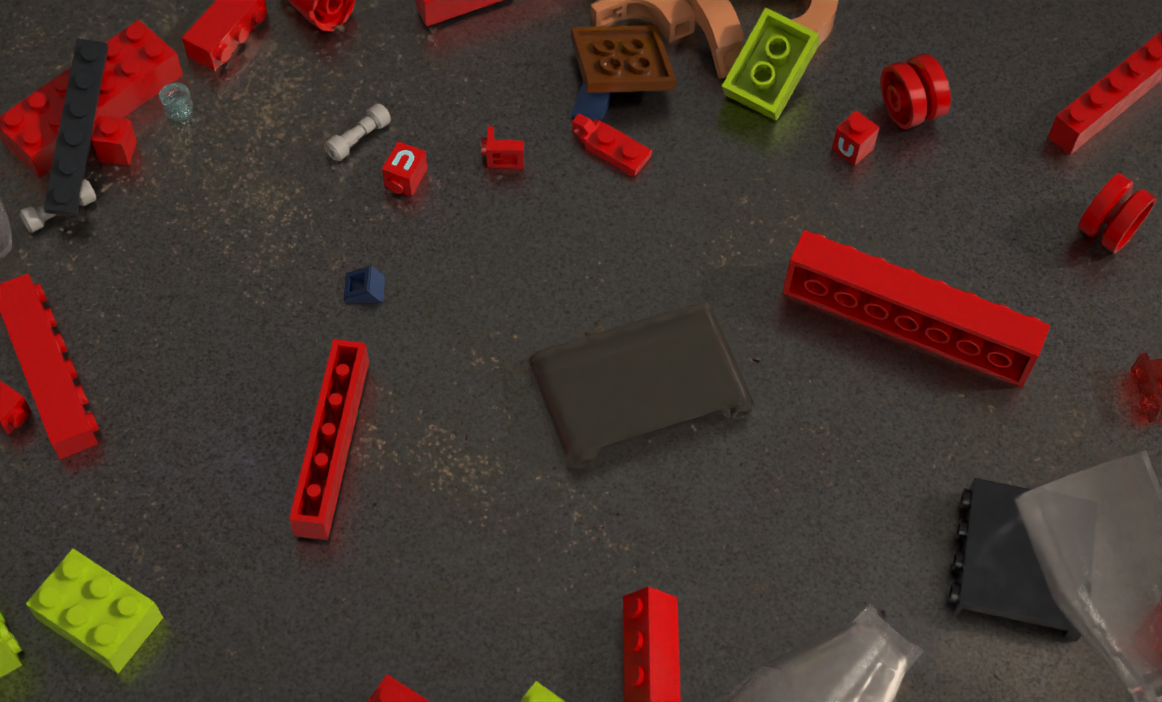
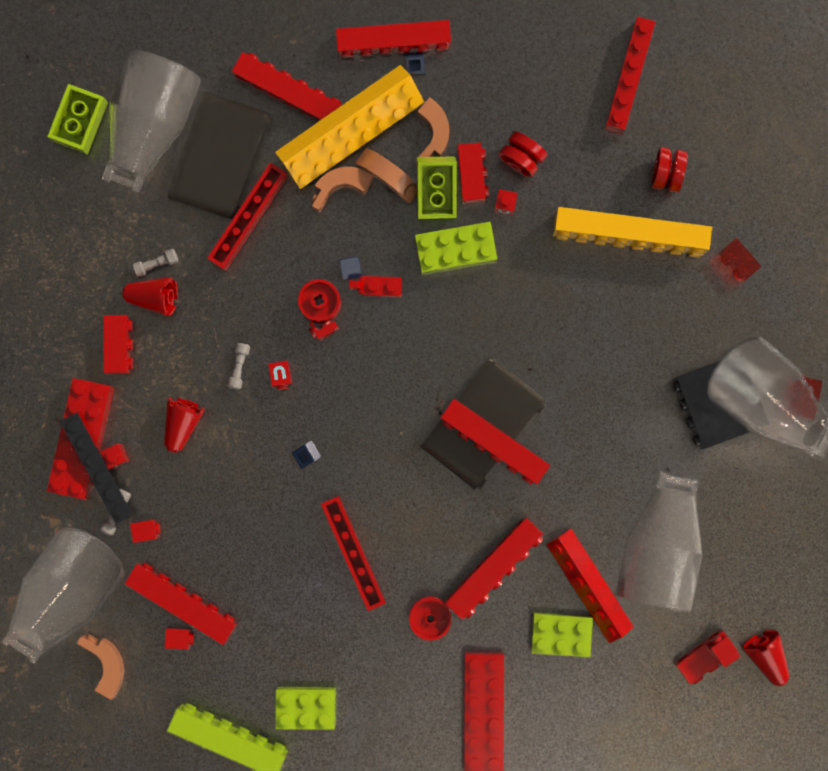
camera: 30 degrees left, 25 degrees up
(75, 248) = (145, 530): none -> red brick
(182, 107) = (130, 412): clear light blue wheel -> none
(228, 147) = (180, 422): none -> red cone
(373, 594) = (418, 618): none -> red wheel
(520, 578) = (494, 568): none -> red brick
(522, 111) = (318, 290): none -> red wheel
(622, 59) = (351, 230): reddish brown plate -> none
(641, 403) = (495, 442): none -> red brick
(749, 153) = (456, 248): none -> lime brick
(830, 85) = (472, 173): none -> red brick
(915, 308) = (596, 296): red brick -> none
(1018, 258) = (631, 231): none -> yellow brick

